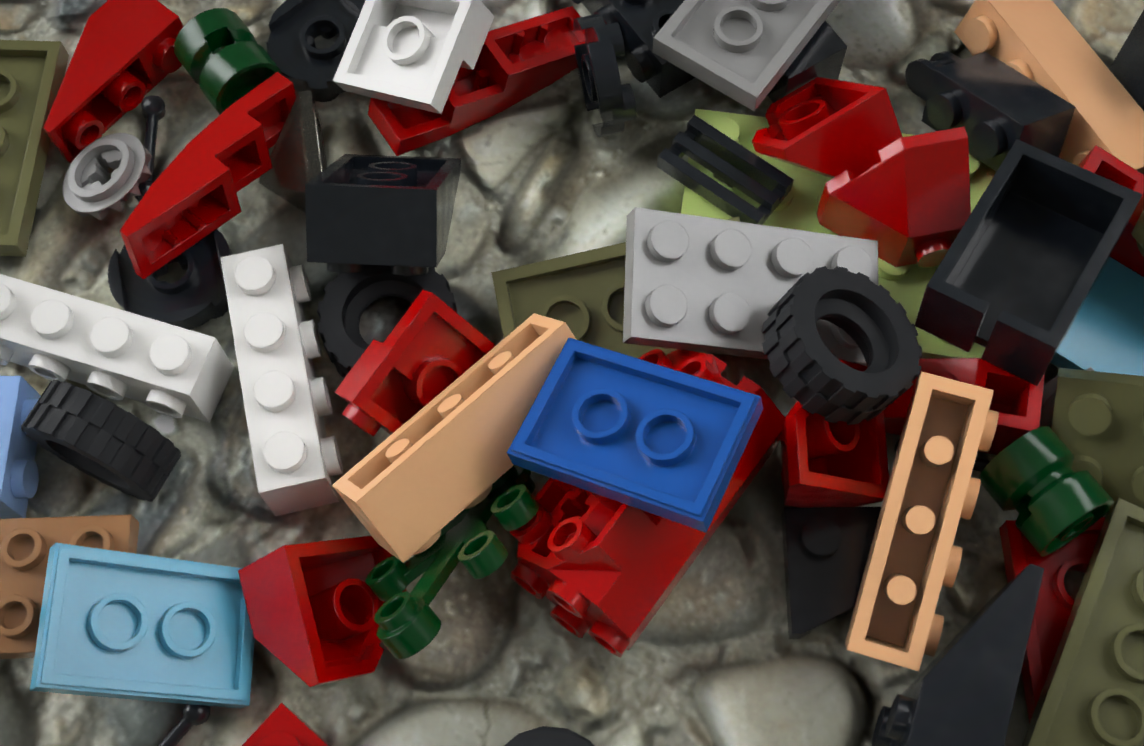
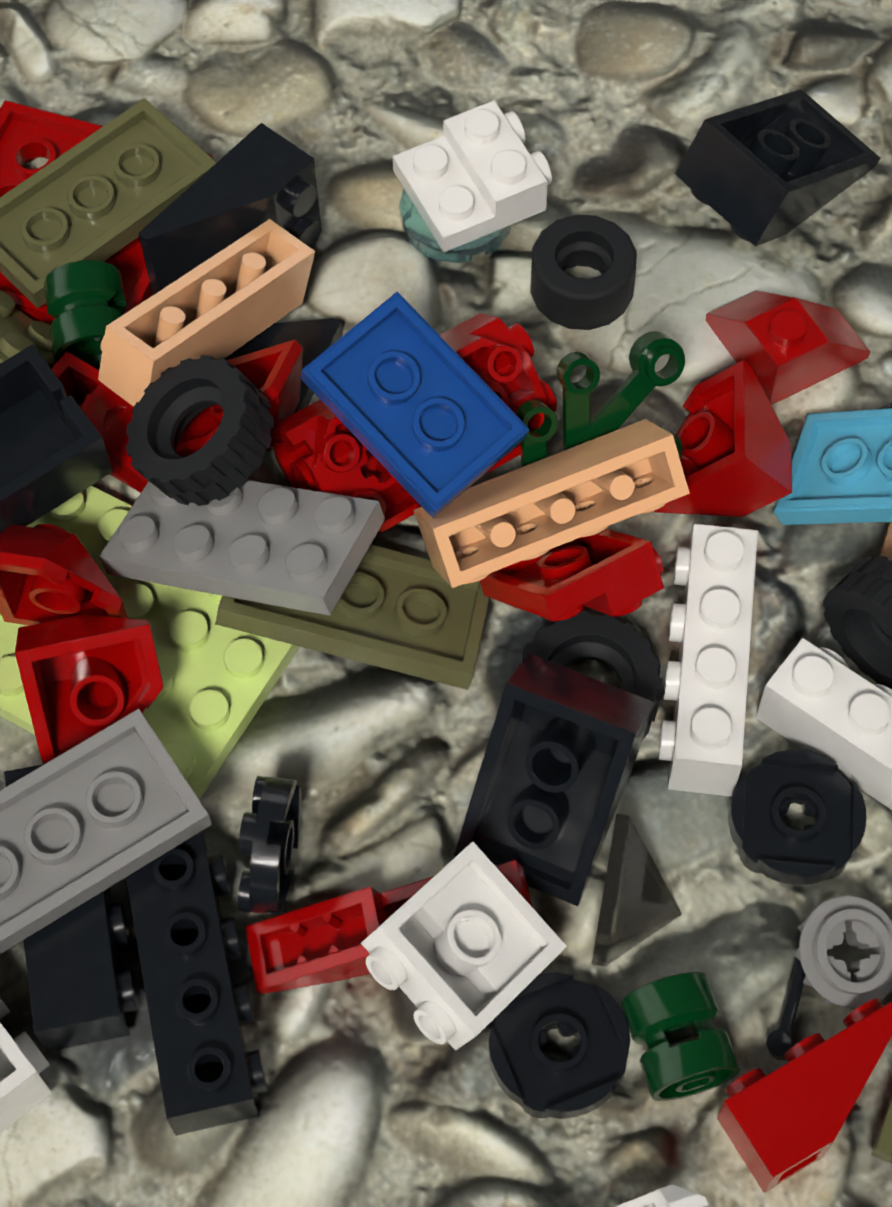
camera: 160 degrees left, 5 degrees down
(203, 180) = (745, 861): red slope -> none
(730, 165) = (174, 658): black tile -> none

